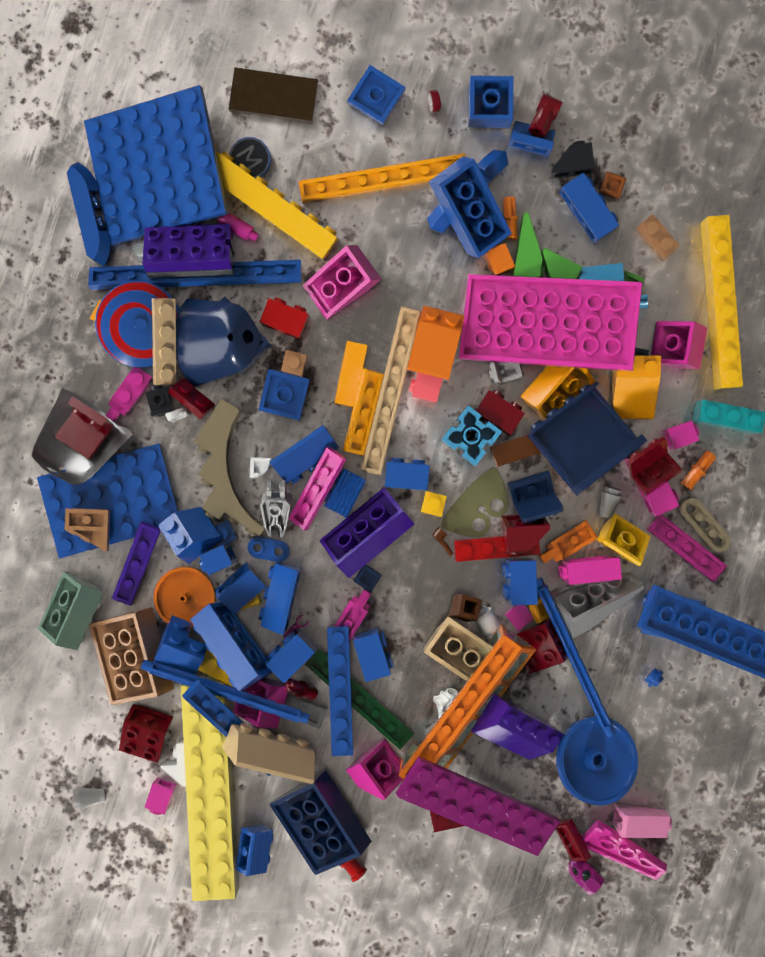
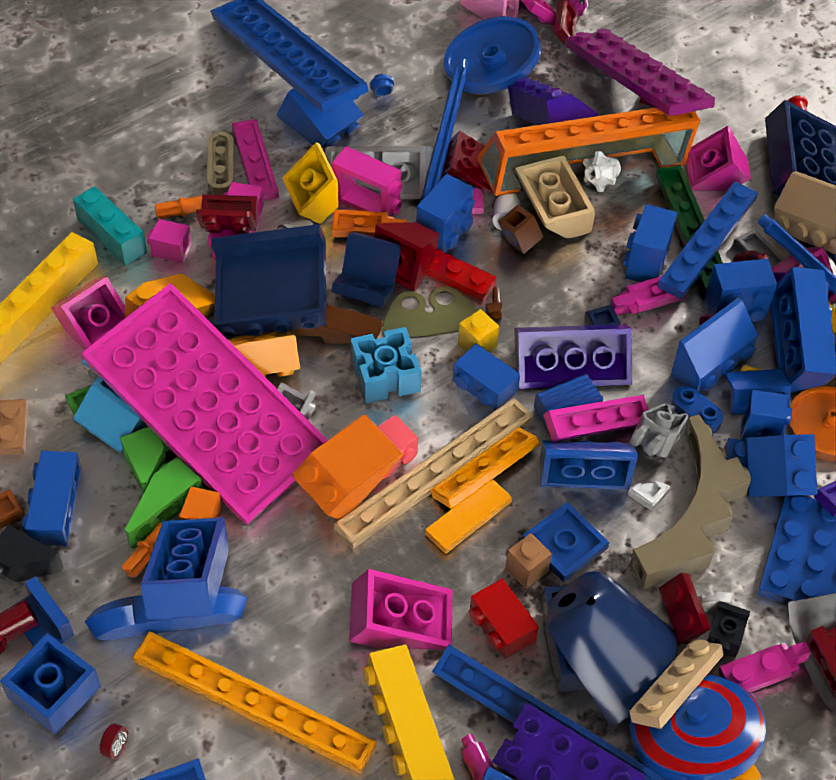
camera: 150 degrees left, 35 degrees down
(500, 412) = (335, 372): dark red brick -> none

